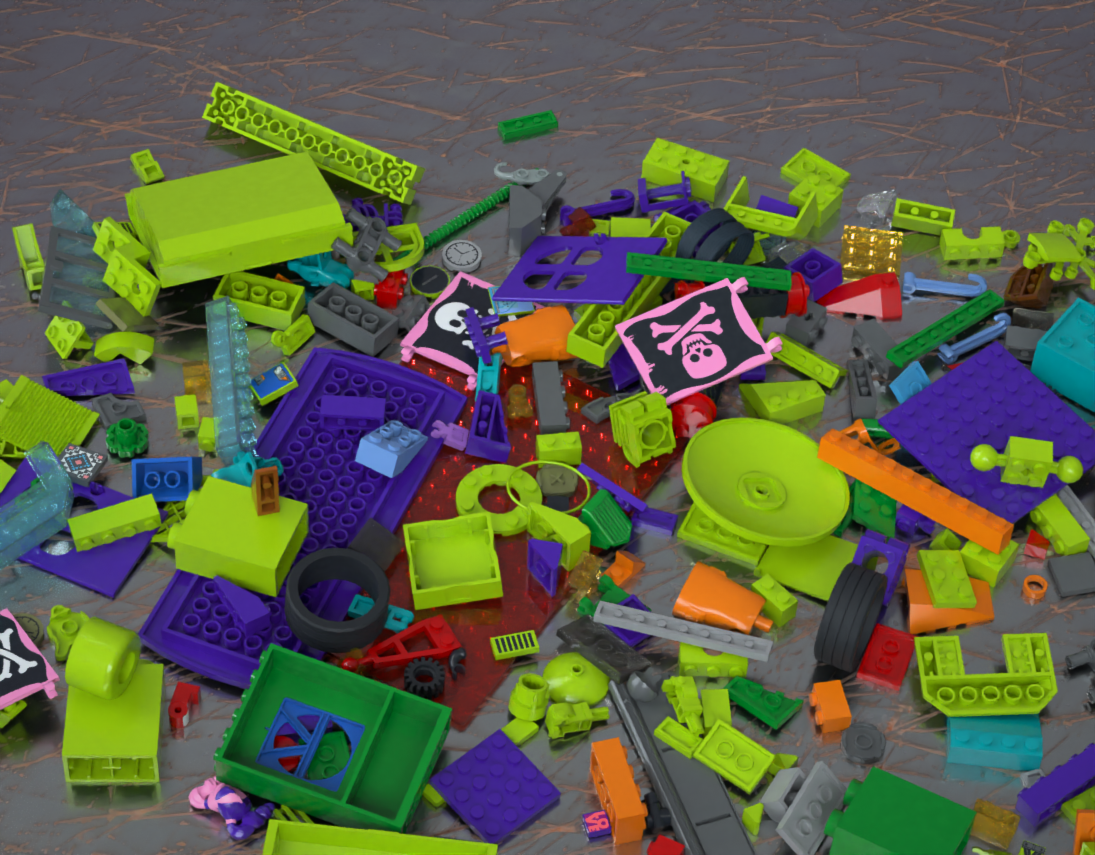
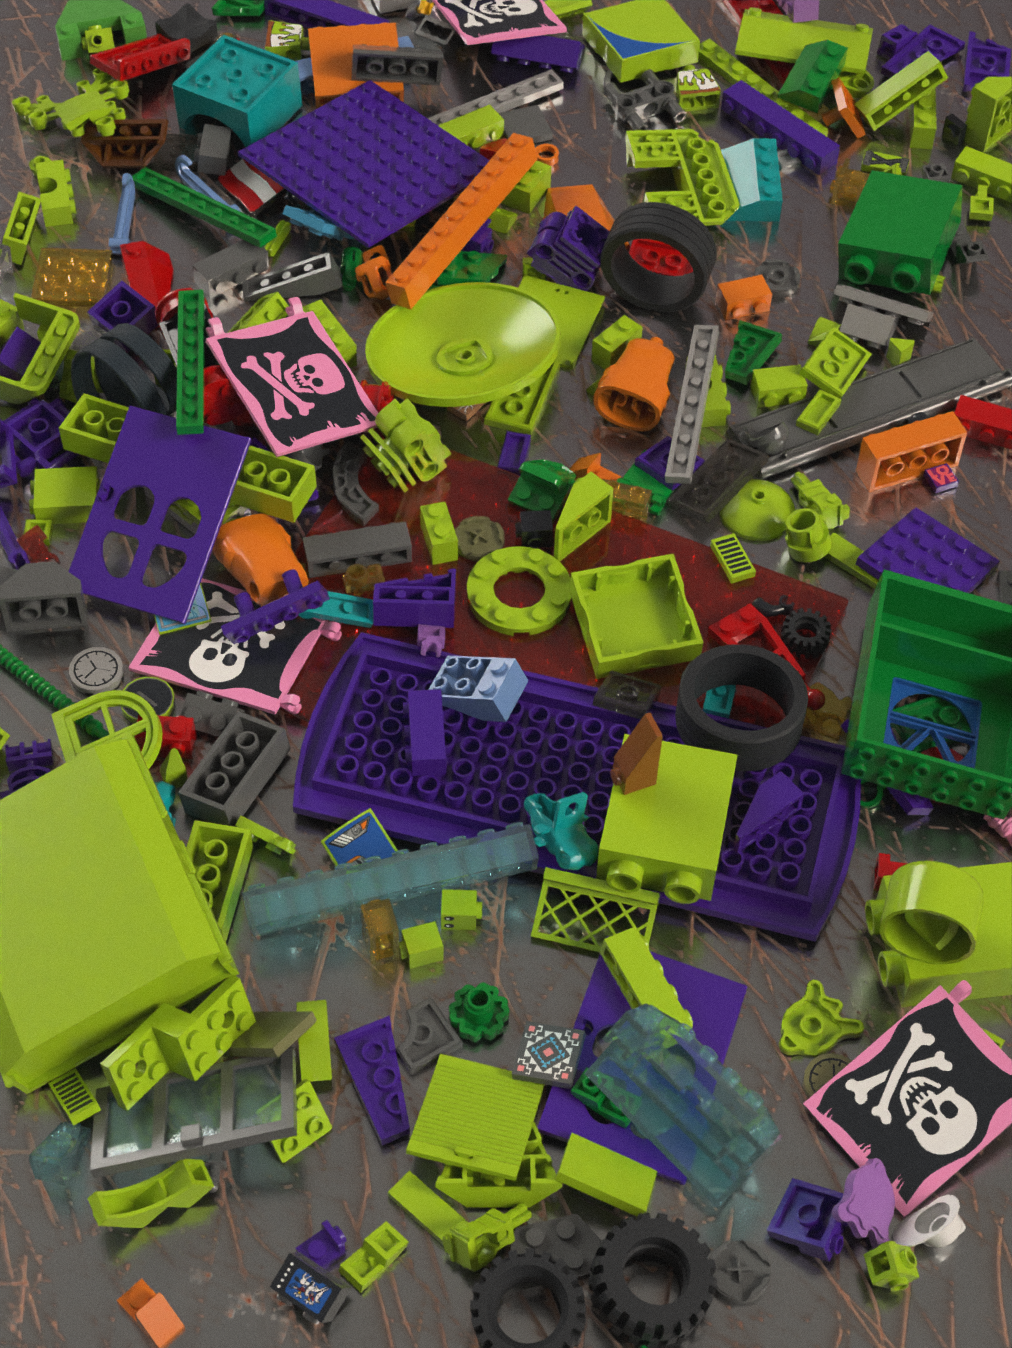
camera: 95 degrees left, 5 degrees up
(166, 477) = (555, 941): blue slope -> none
(370, 236) = (154, 742): dark grey piece -> none
(545, 562) = (630, 522): dark purple slope -> none
(548, 462) = (517, 568): lime piece -> none
(623, 498) = (512, 463): dark purple wing -> none
(683, 696) = (786, 400): lime piece -> none
(946, 579) = (566, 198): lime plate -> none
(1026, 462) = (425, 124): lime brick -> none

